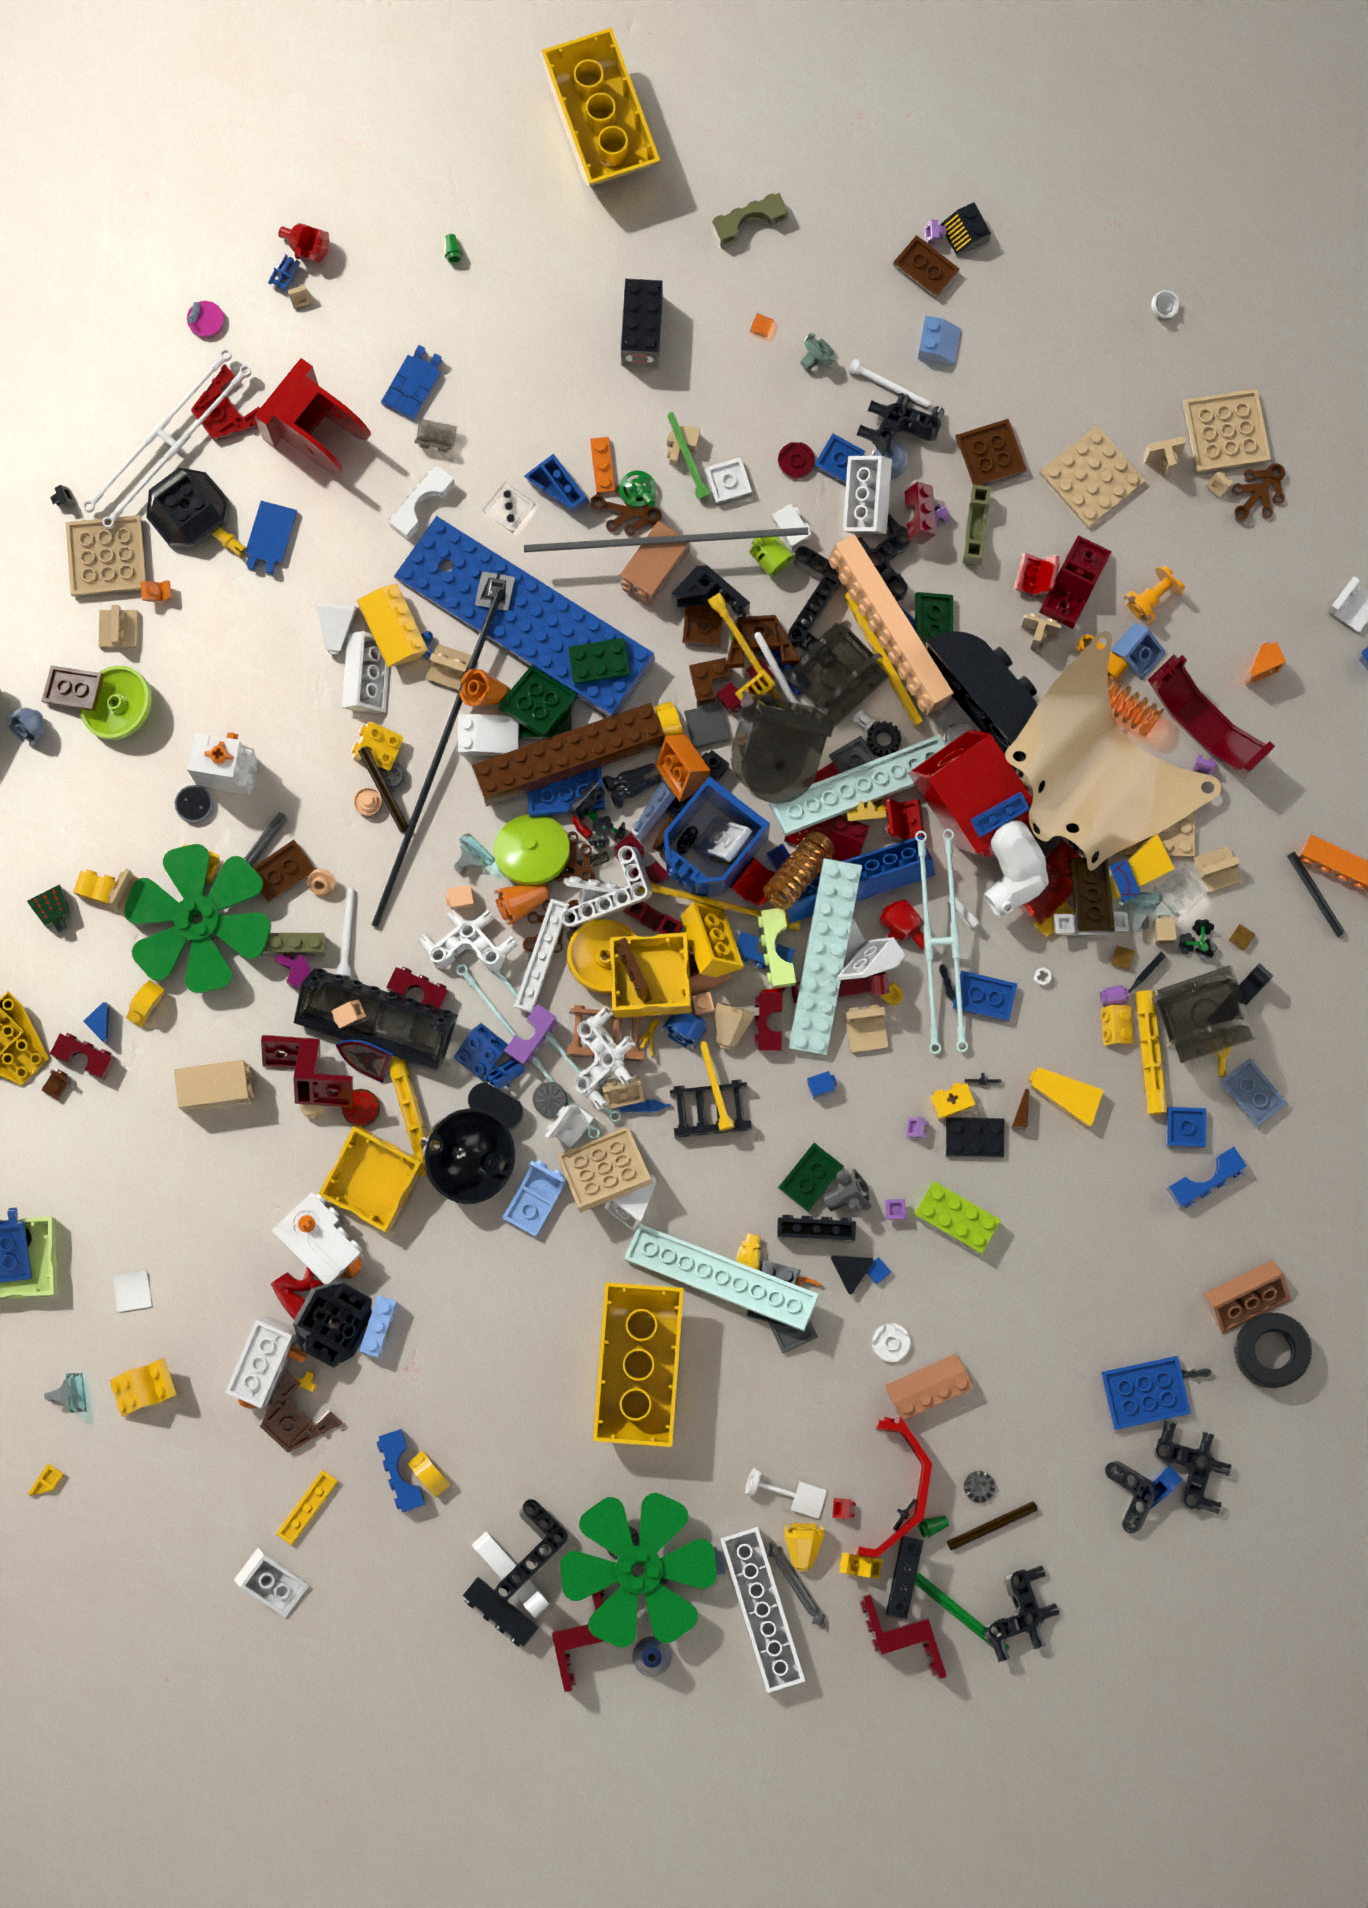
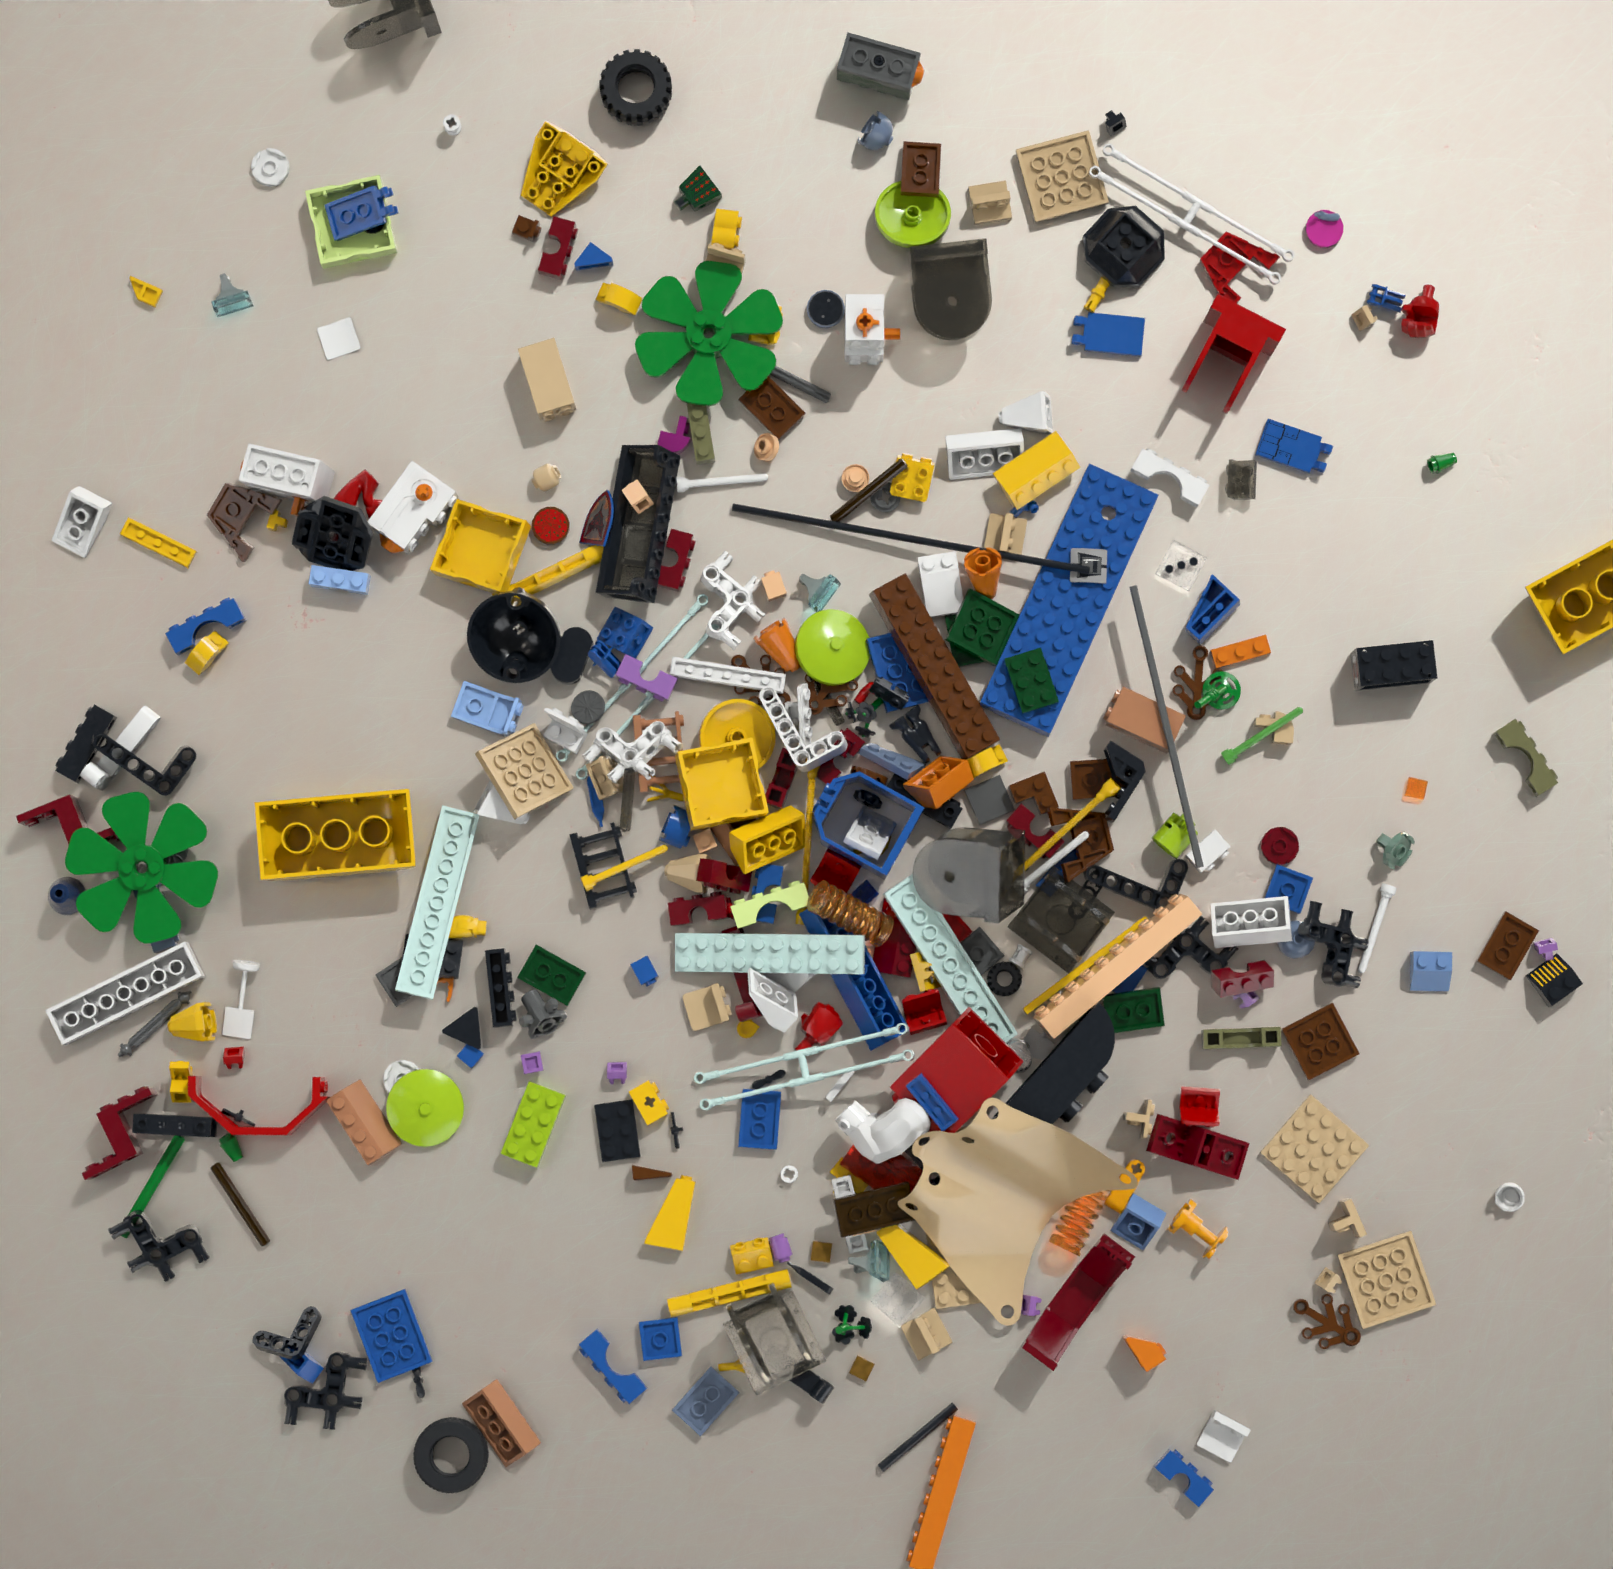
camera: 80 degrees right, 5 degrees up
(142, 1387) = (245, 365): yellow bracket -> none
(156, 591) = (1033, 232): orange bracket -> none
(197, 674) = (950, 271): none -> clear smoke piece
(305, 1058) = (563, 467): dark red bracket -> none
(633, 970) = (721, 766): reddish brown plate -> none
(649, 1071) = (627, 799): none -> clear smoke axle
(728, 480) = (1245, 780): white plate -> none
(741, 989) = (723, 876): none -> dark red arch
(768, 679) = (1043, 849): yellow slope -> none
(923, 1324) = (425, 1107): none -> lime dish
(970, 1484) = (285, 1187): dark grey gear -> none
(1124, 880) = (896, 1240): blue tile -> none
(1164, 929) = (856, 1289): tan brick -> none

